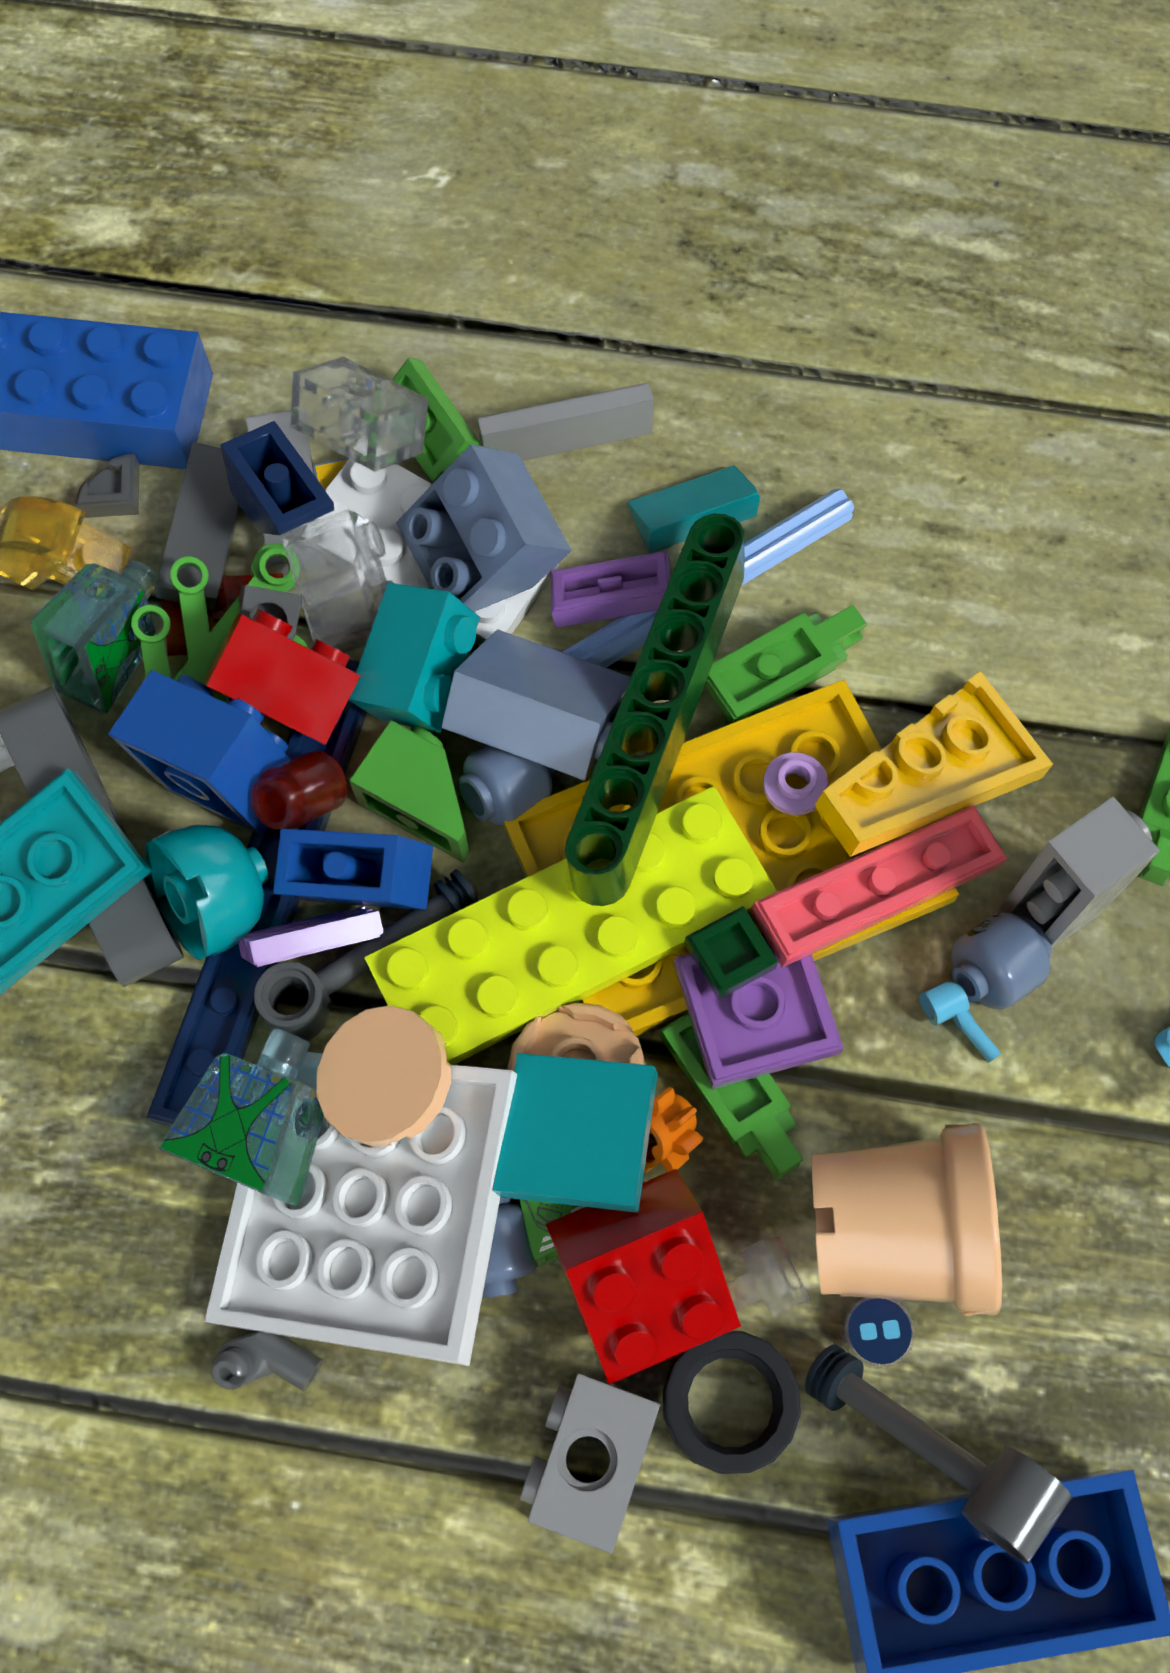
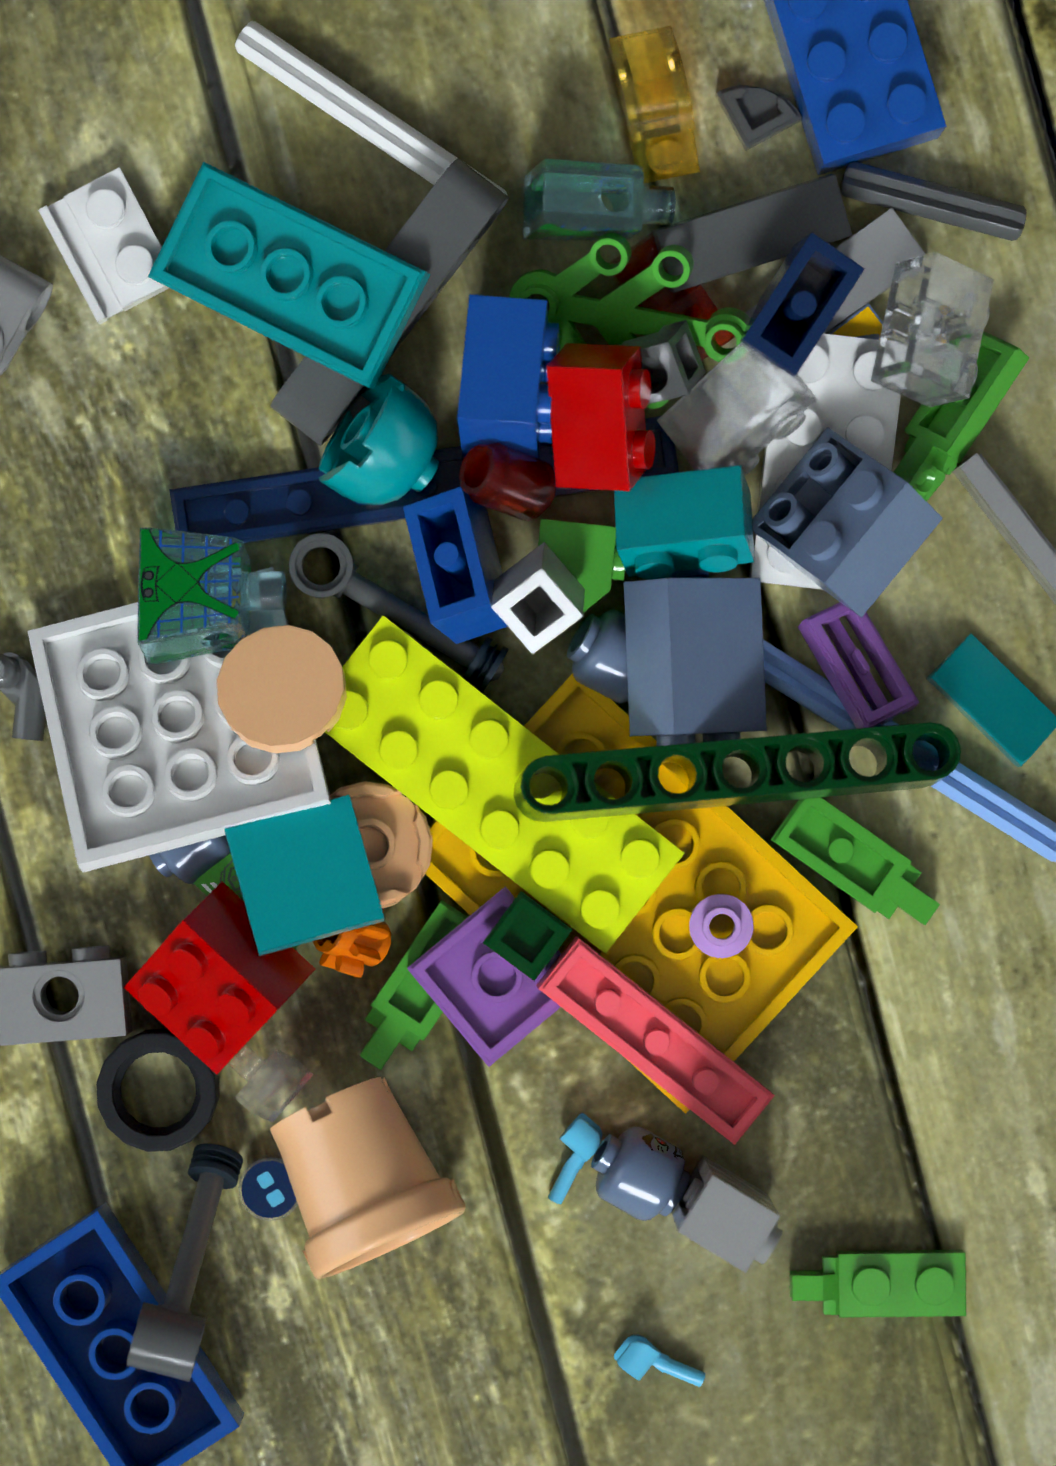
camera: 65 degrees right, 20 degrees up
(259, 387) = (933, 201): none -> dark grey axle
(310, 935) = (380, 552): tile -> none
(416, 792) = (538, 598): none -> light grey brick
(944, 763) = (806, 1053): yellow wing -> none

